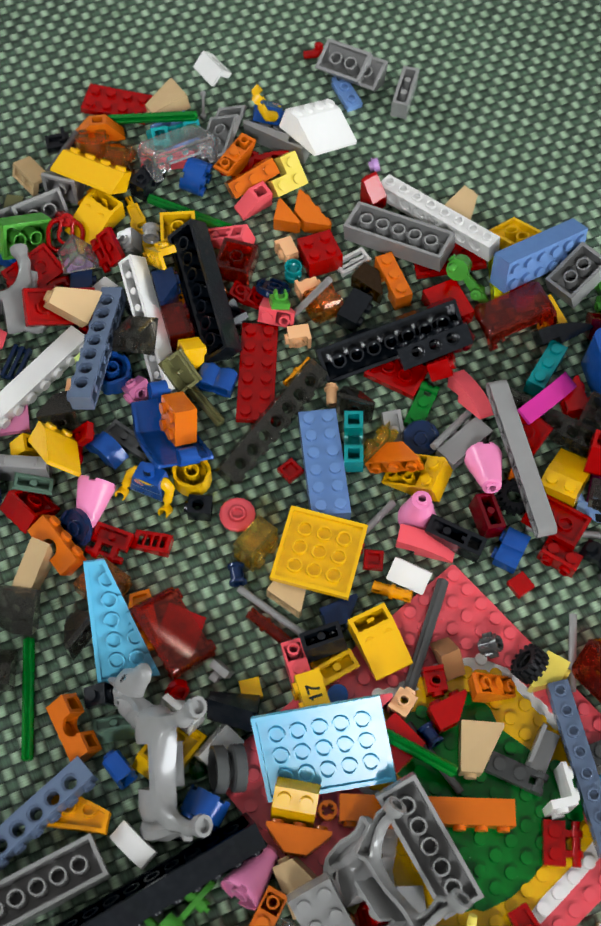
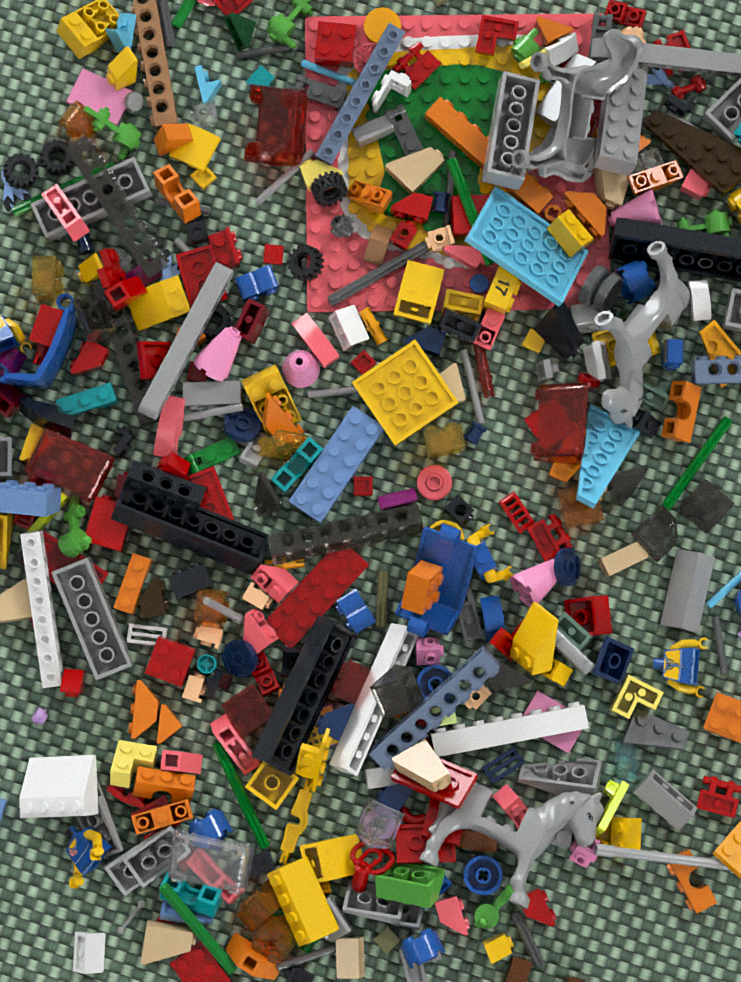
camera: 135 degrees left, 20 degrees up
(68, 555) = (587, 579): orange arch -> none
(111, 248) = (347, 811): red plate -> none
(130, 241) = (322, 806): light grey brick -> none
(151, 233) = (297, 799): light grey wheel -> none
(180, 371) = (385, 633): olive hinge -> none
(193, 349) = (363, 645): yellow slope -> none
(255, 479) = (397, 499): none -> magenta slope
(277, 267) = (220, 679): none -> black bracket
(279, 301) = (250, 634): bright green tile -> none
(293, 352) = (274, 581): none -> coral slope
(331, 394) = (275, 523): light nougat pin -> none
(456, 538) = (292, 322): black slope -> none
(486, 602) = (297, 257): none -> black tyre
(493, 368) = (123, 445): none -> black bracket
(547, 398) = (118, 365): dark pink slope -> none

